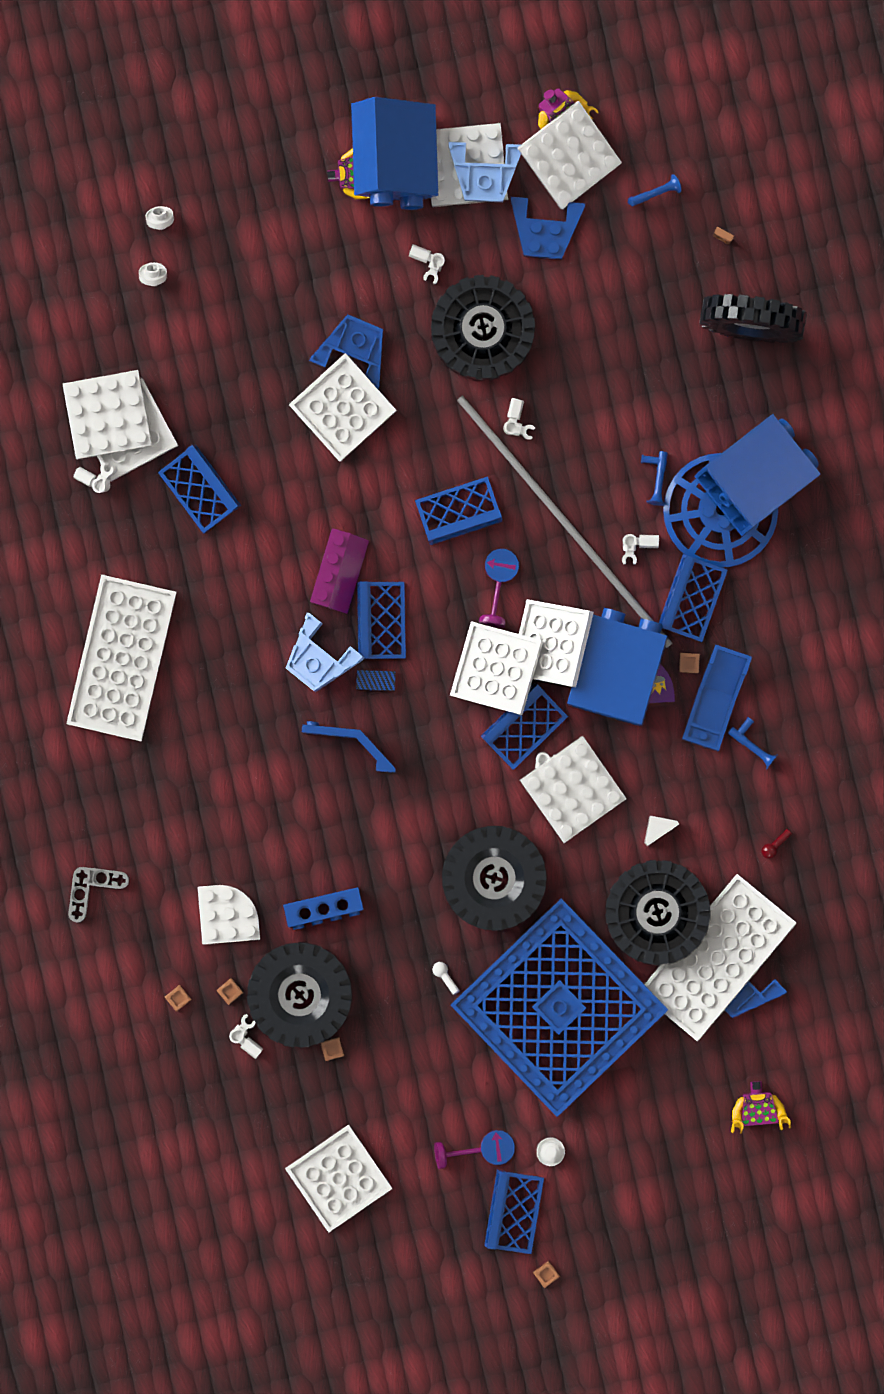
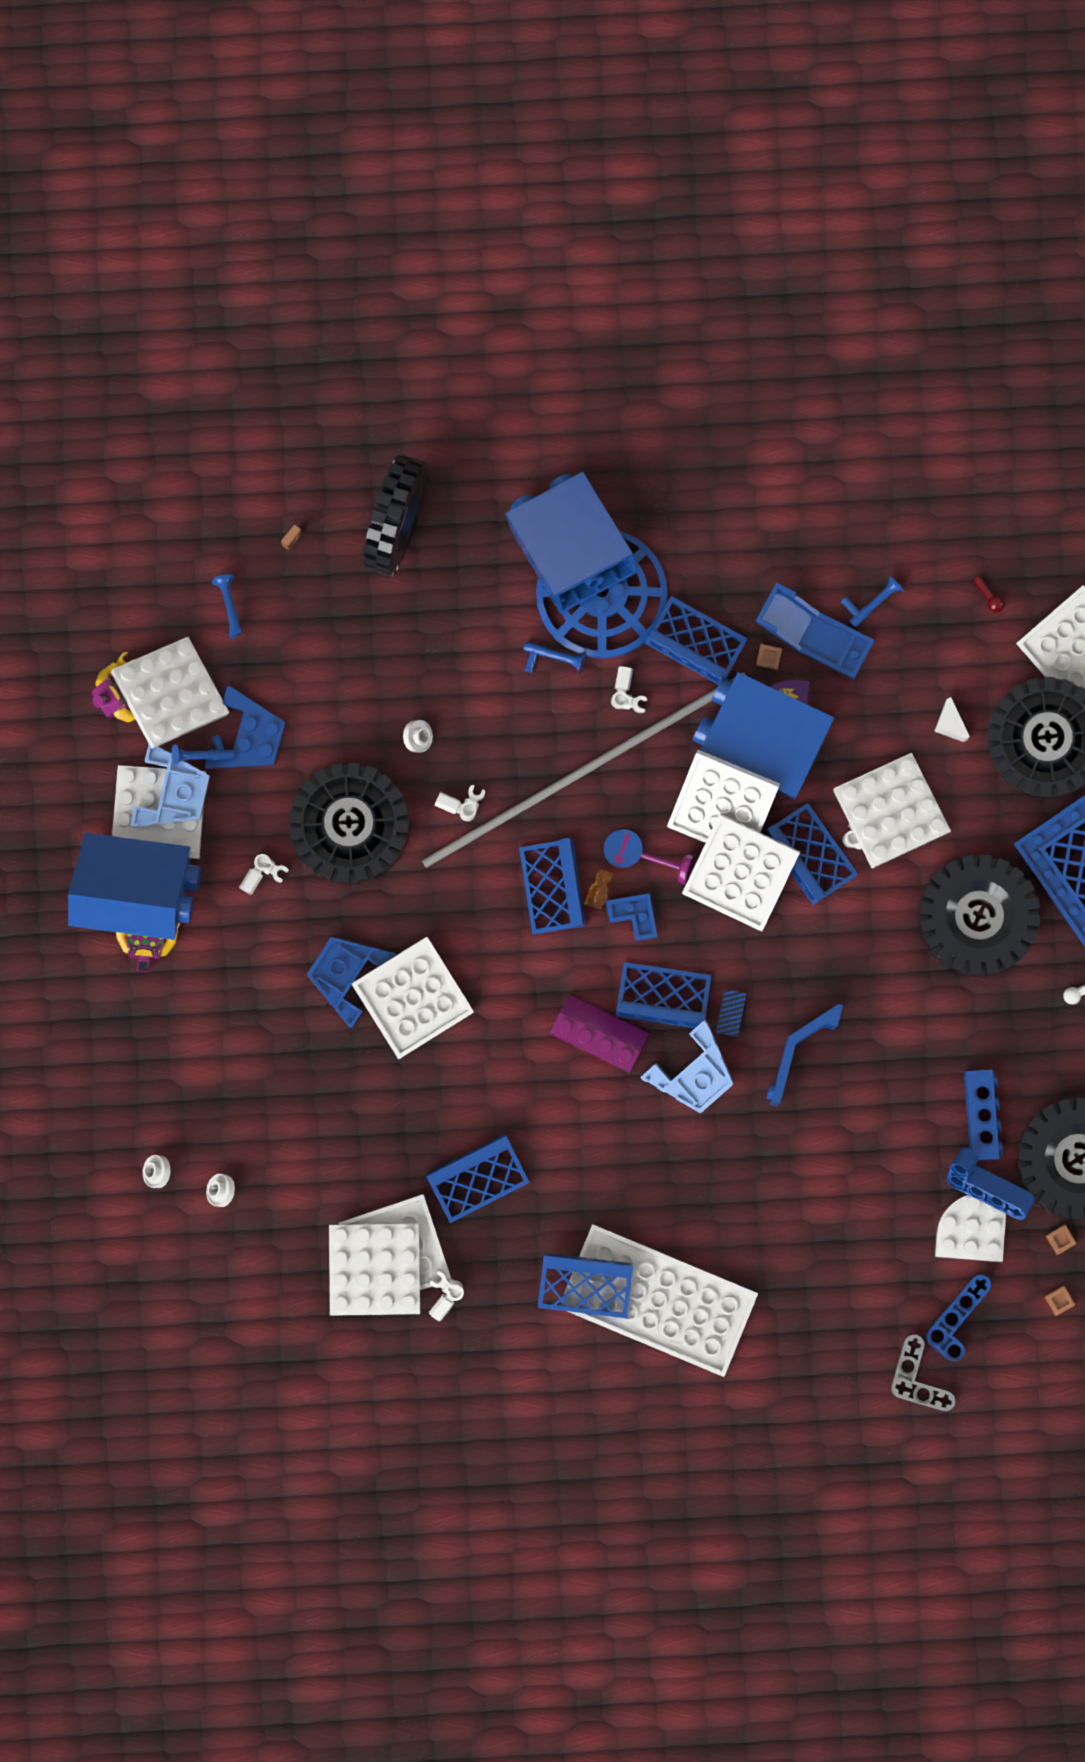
camera: 75 degrees left, 5 degrees down
(139, 596) = (591, 1266): none -> blue fence
(152, 916) = (961, 1314): none -> blue beam
(262, 920) = (988, 1187): none -> blue beam
(450, 586) = (638, 910): none -> blue plate
(459, 549) = (598, 892): none -> clear orange plate
(524, 208) = (219, 754): none -> blue piece
(568, 373) = (417, 736): none -> white plate

